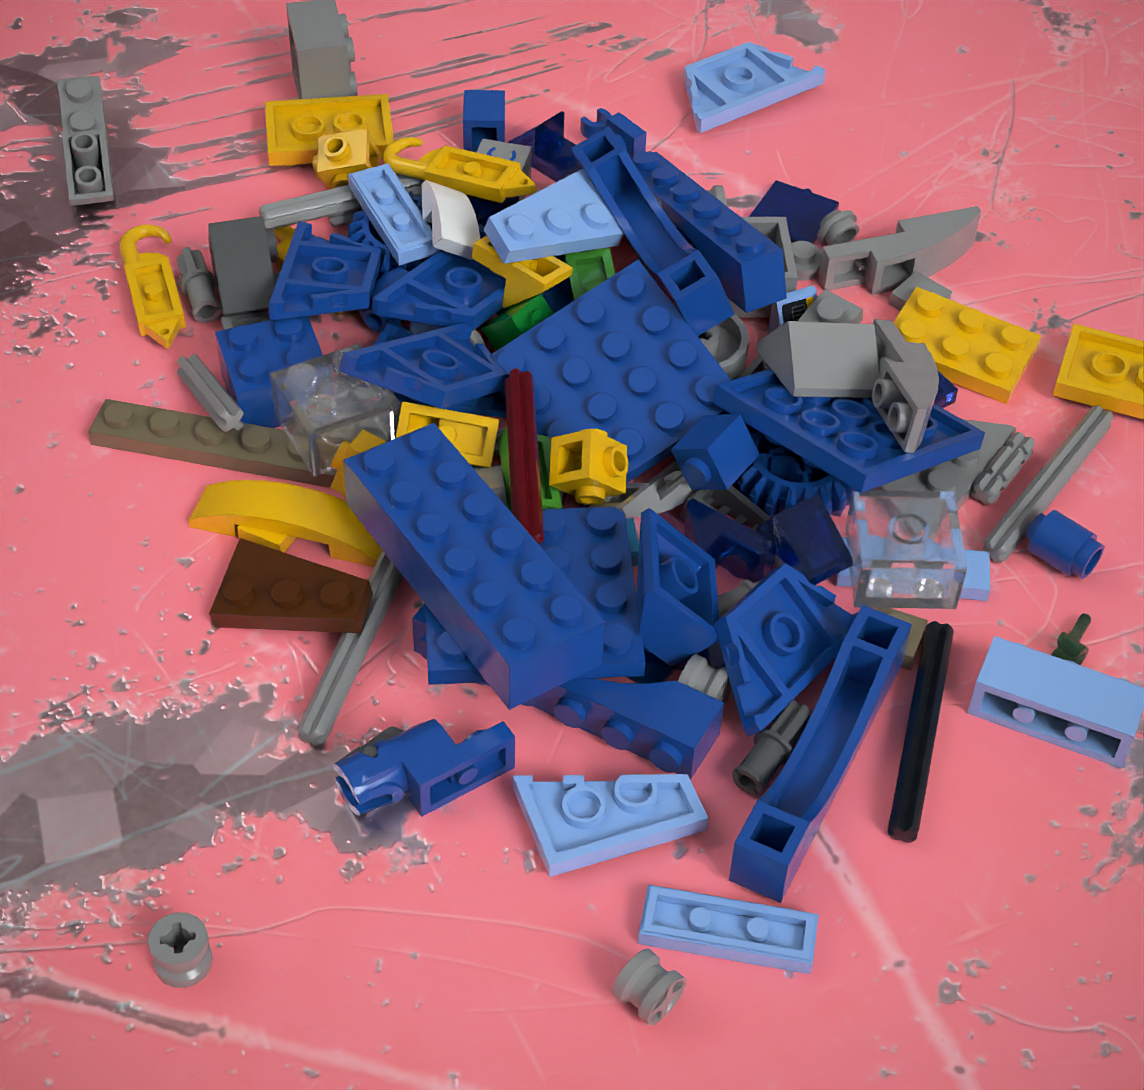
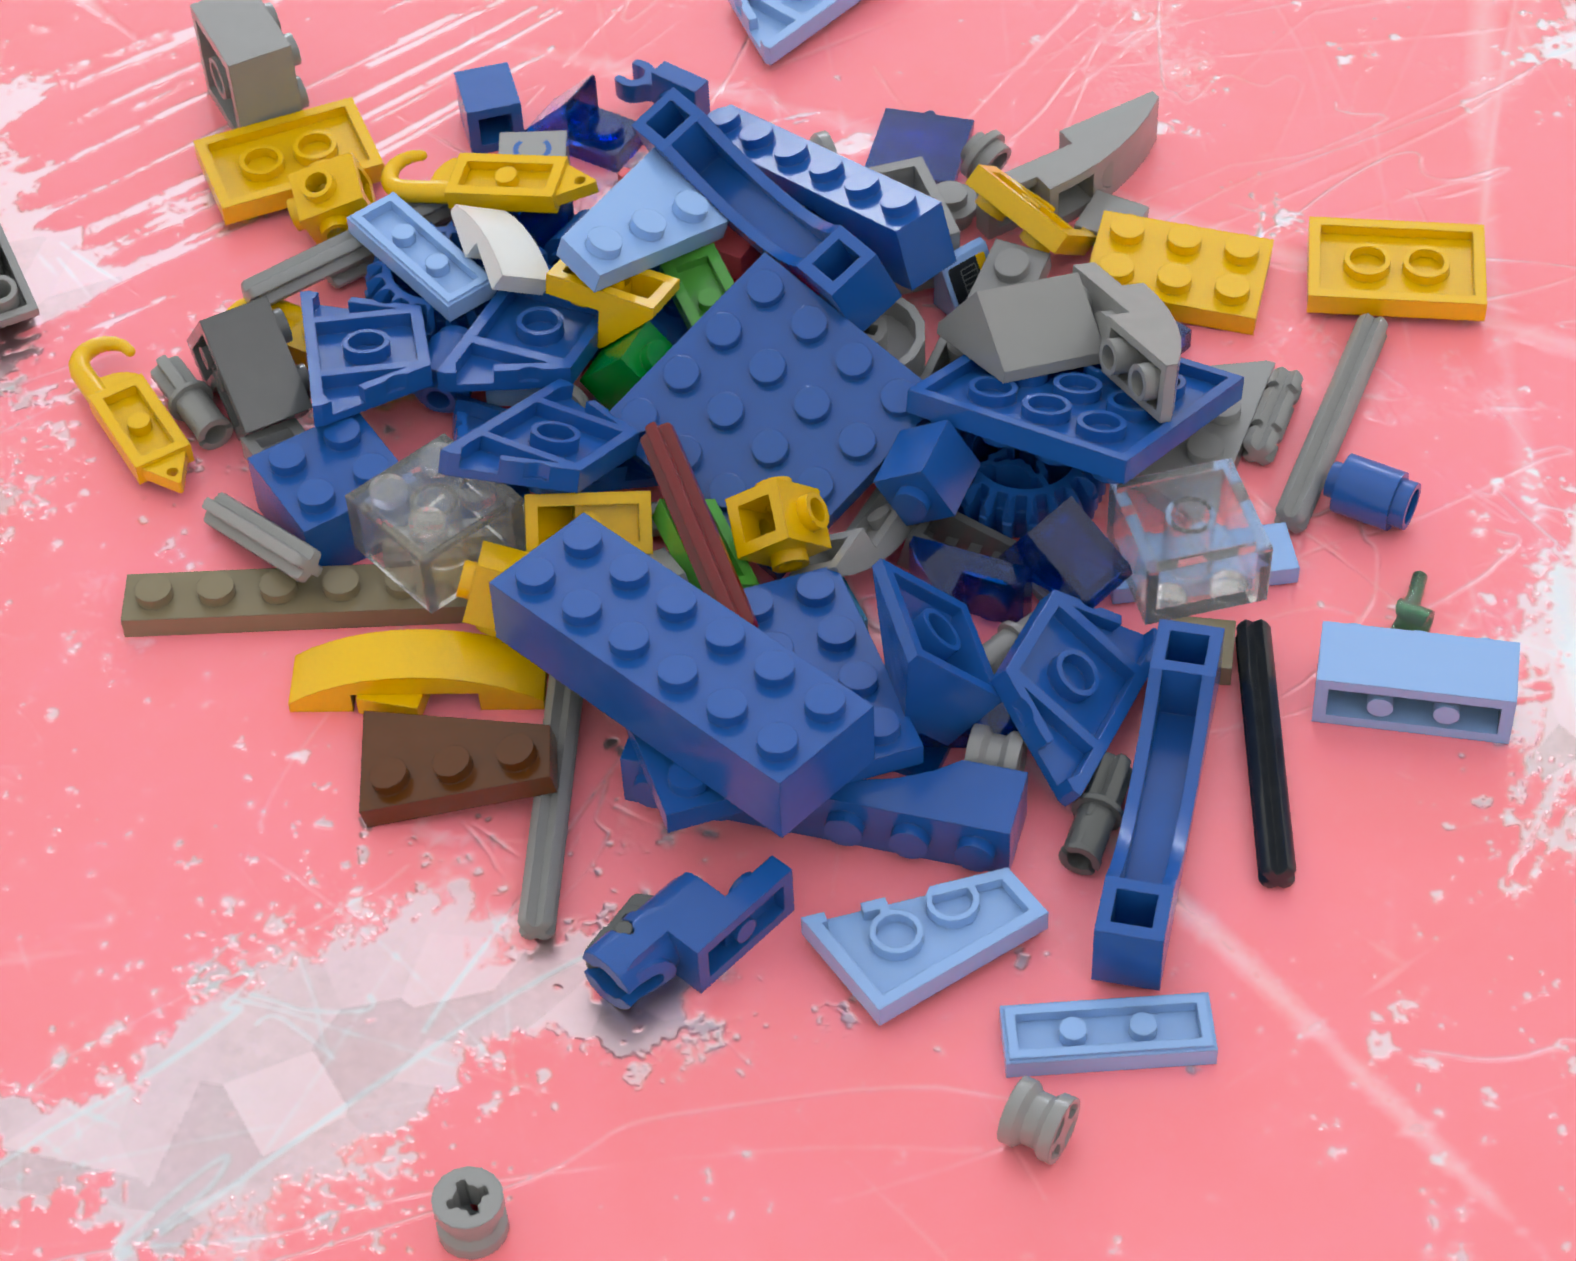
camera: 10 degrees left, 0 degrees up
(862, 288) = (1041, 227): none -> yellow wing

